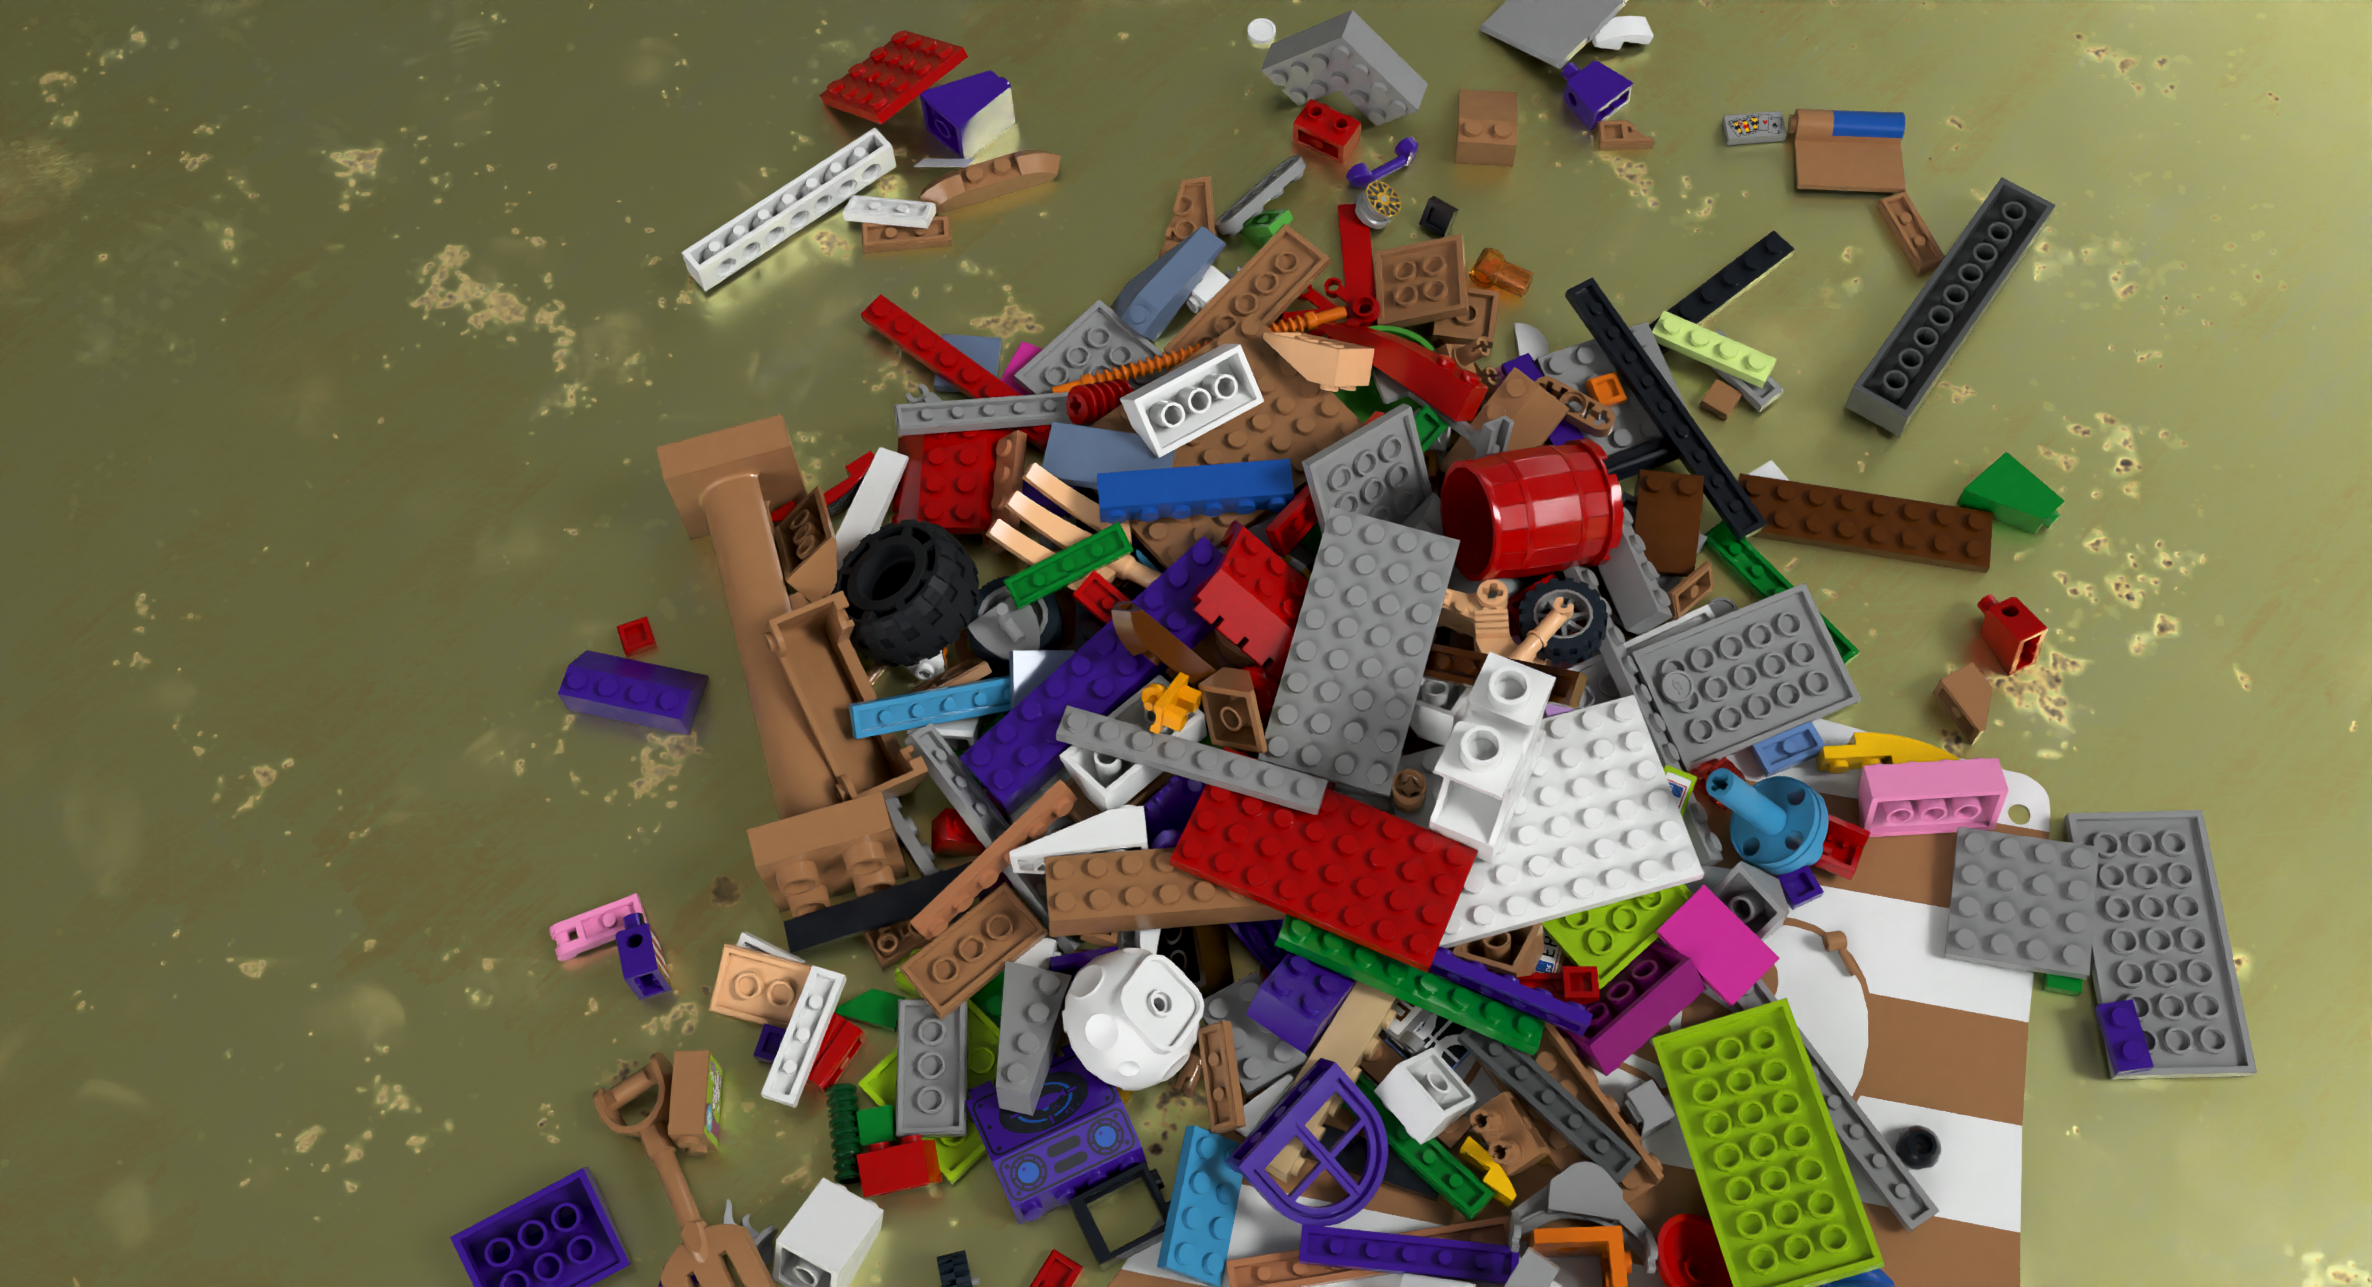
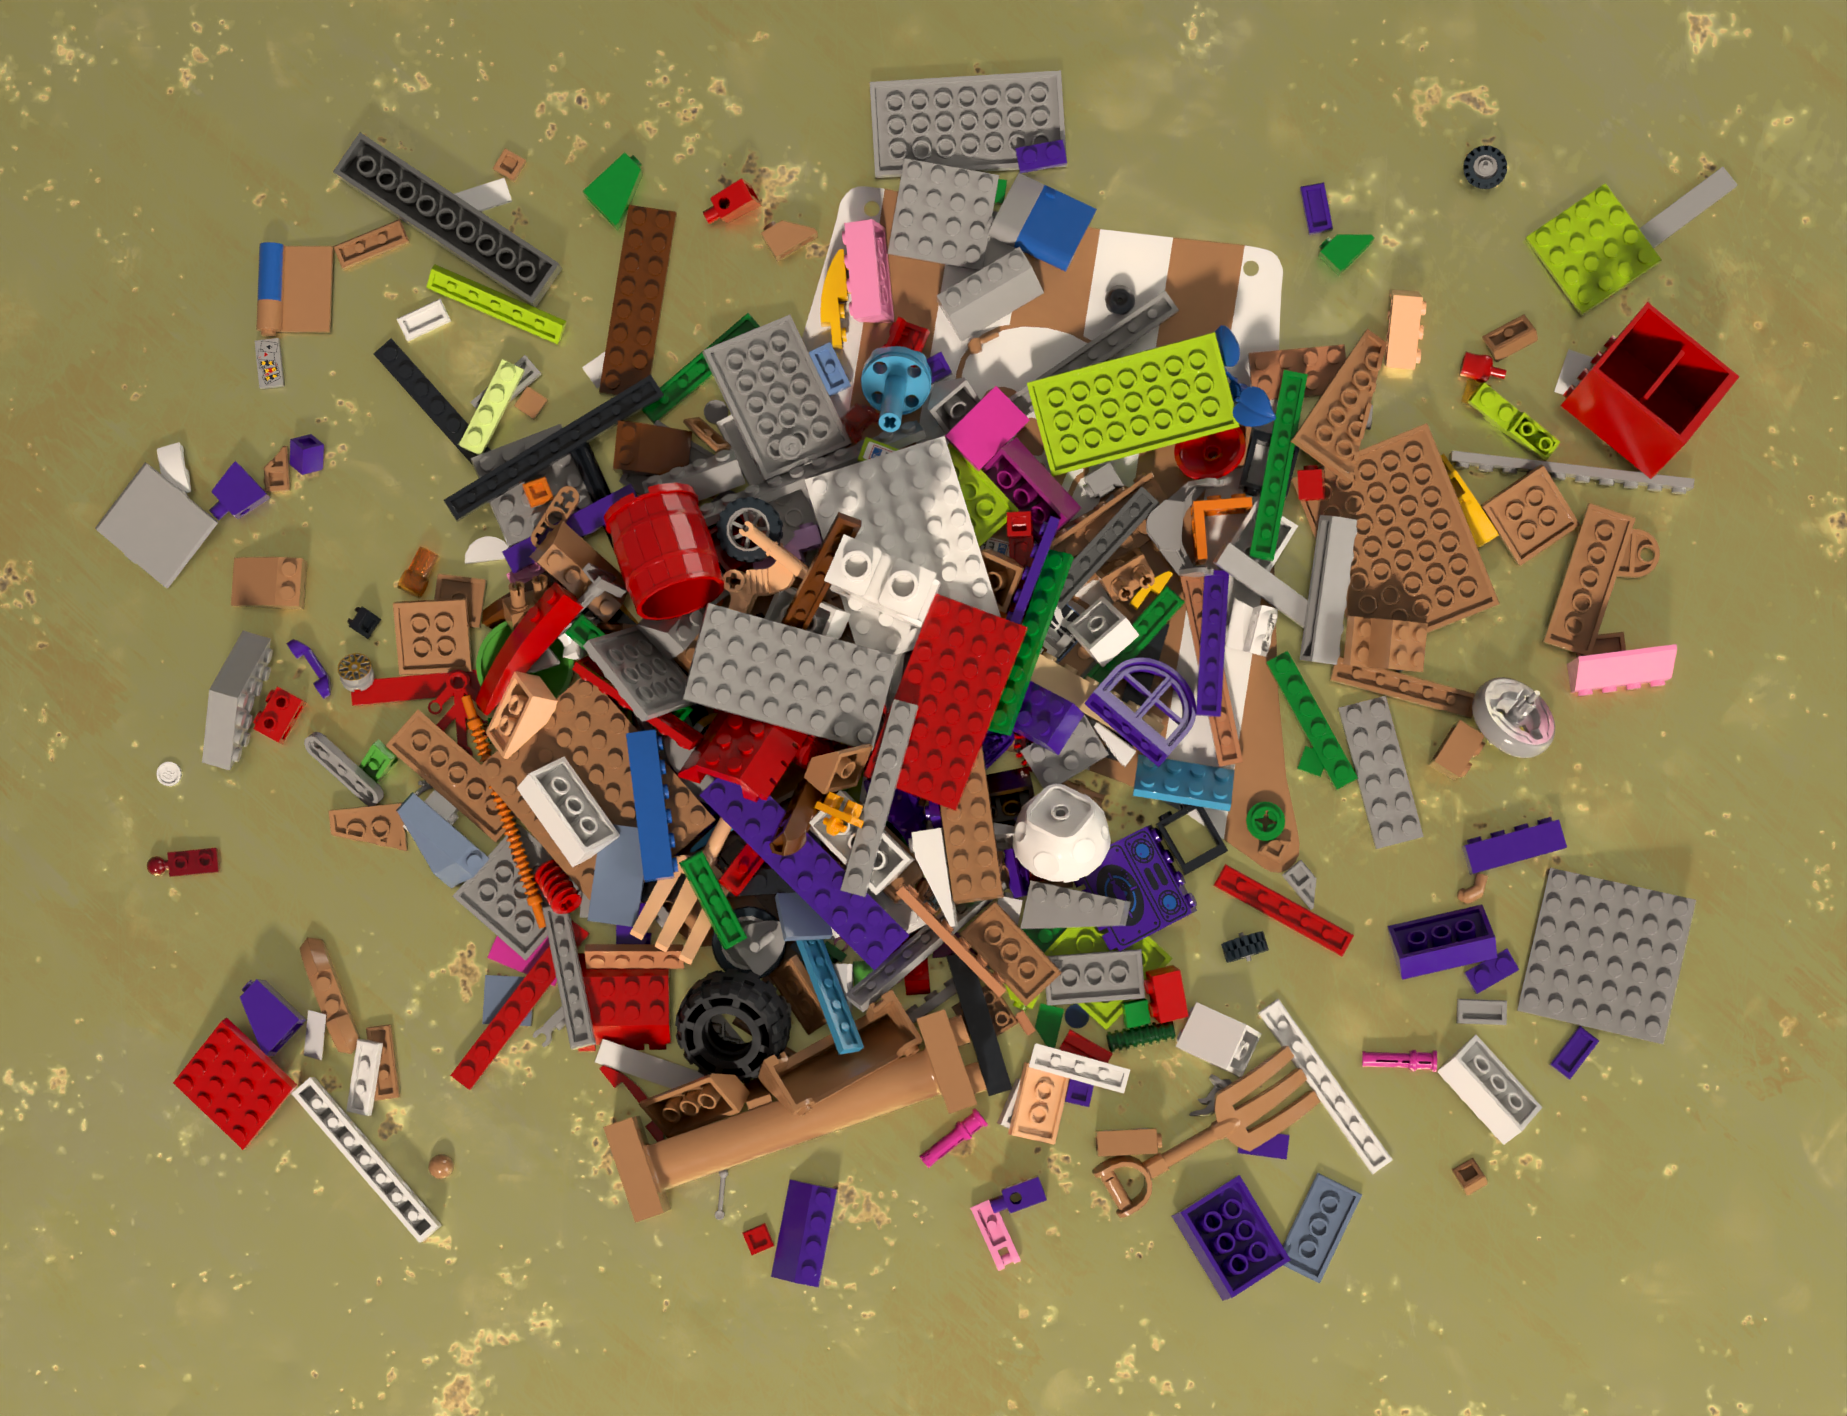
camera: 90 degrees left, 20 degrees up
(675, 594) = (719, 1214): none -> light grey hinge
(741, 888) = (963, 1131): none -> dark pink pin
(775, 290) = (441, 1166): none -> medium nougat piece
(878, 974) = (1025, 1023): none -> nougat tile
(880, 1046) = (1076, 1016): none -> dark blue piece
(1156, 44) = (185, 863): none -> dark red plate
(1221, 1077) = (1100, 771): medium nougat tile -> none
(1409, 783) = (888, 639): medium nougat wheel -> none
(1644, 161) = (306, 454): none -> dark purple panel
(1820, 286) = (423, 320): none -> white tile
(1846, 361) = (496, 304): none -> lime plate
(1912, 961) = (990, 294): none -> light grey slope
(1986, 355) = (487, 195): none -> white tile
(2024, 1038) = (1041, 222): none -> blue door
(2029, 380) = (509, 165): none -> medium nougat tile

